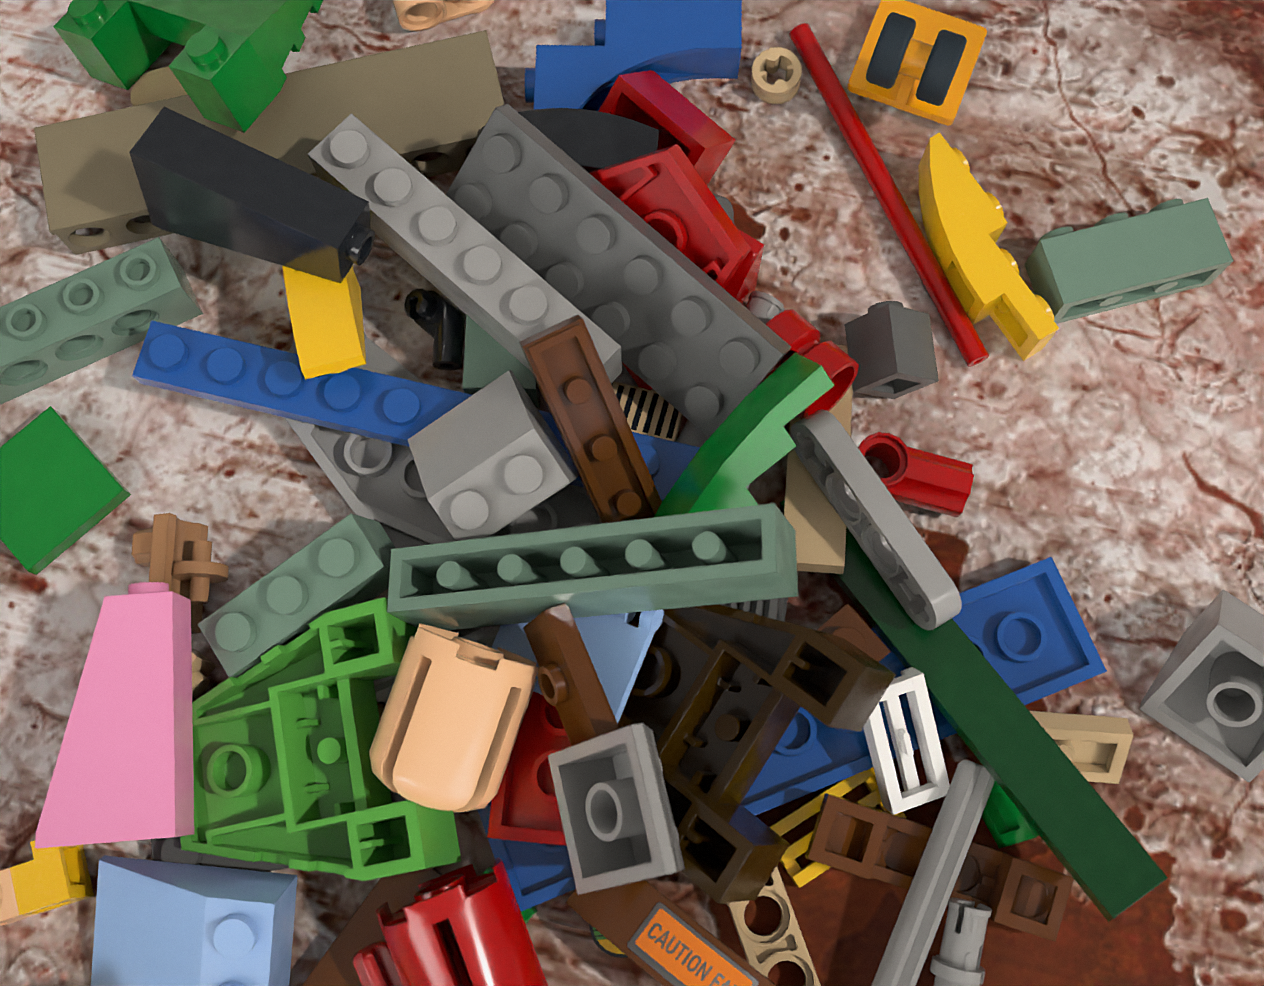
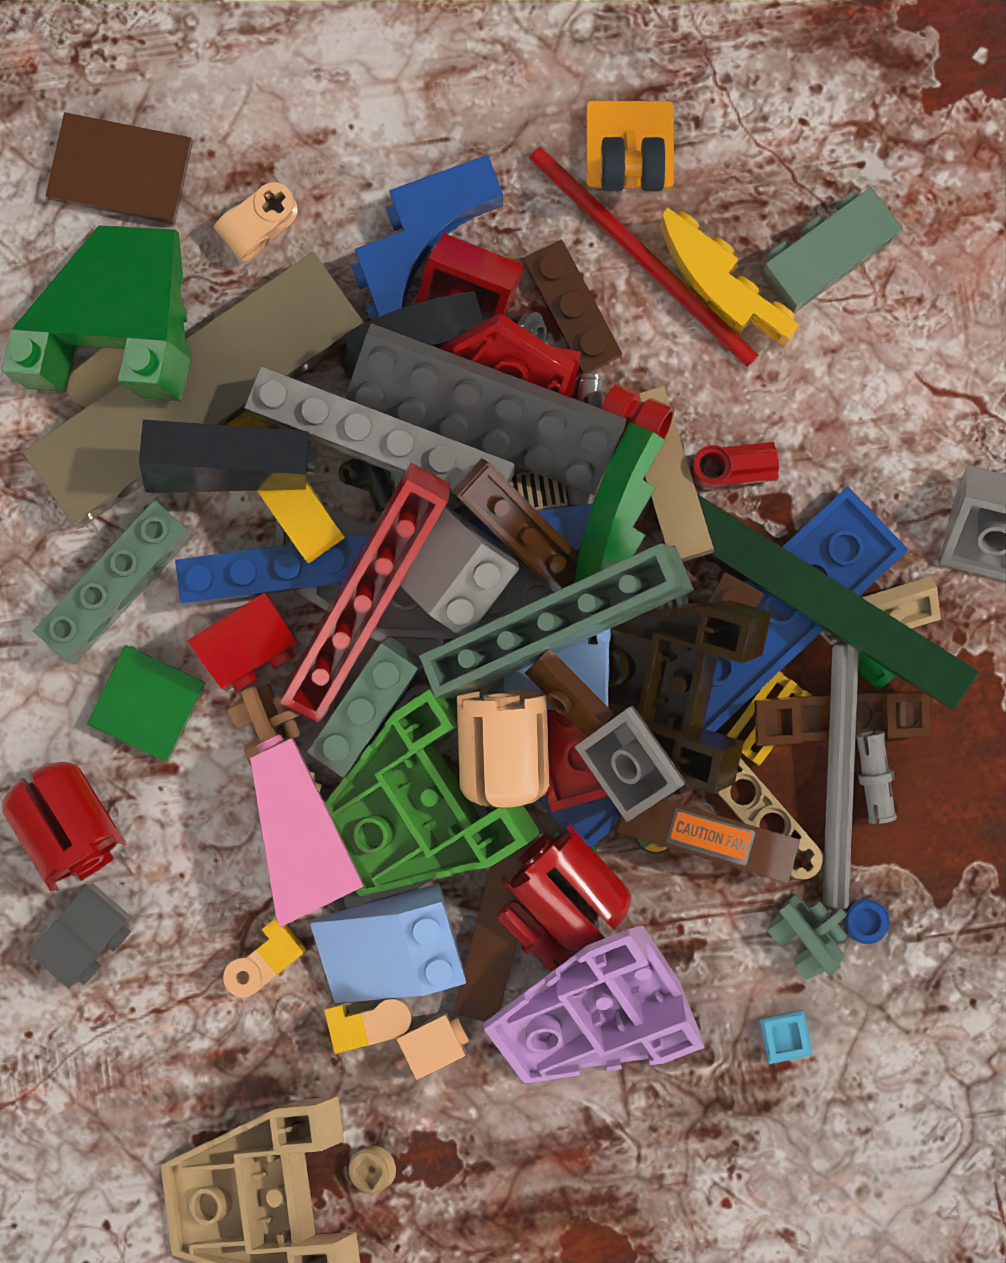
camera: 20 degrees left, 10 degrees up
(188, 453) = (245, 644): none -> red slope
(359, 438) = (366, 592): none -> red brick
(770, 61) = (523, 185): tan bush -> none
(776, 214) = (572, 306): none -> reddish brown plate
(876, 520) = (722, 511): light grey beam -> none
(892, 350) = (690, 381): dark grey brick -> none
(914, 685) = (799, 687): white tile -> none

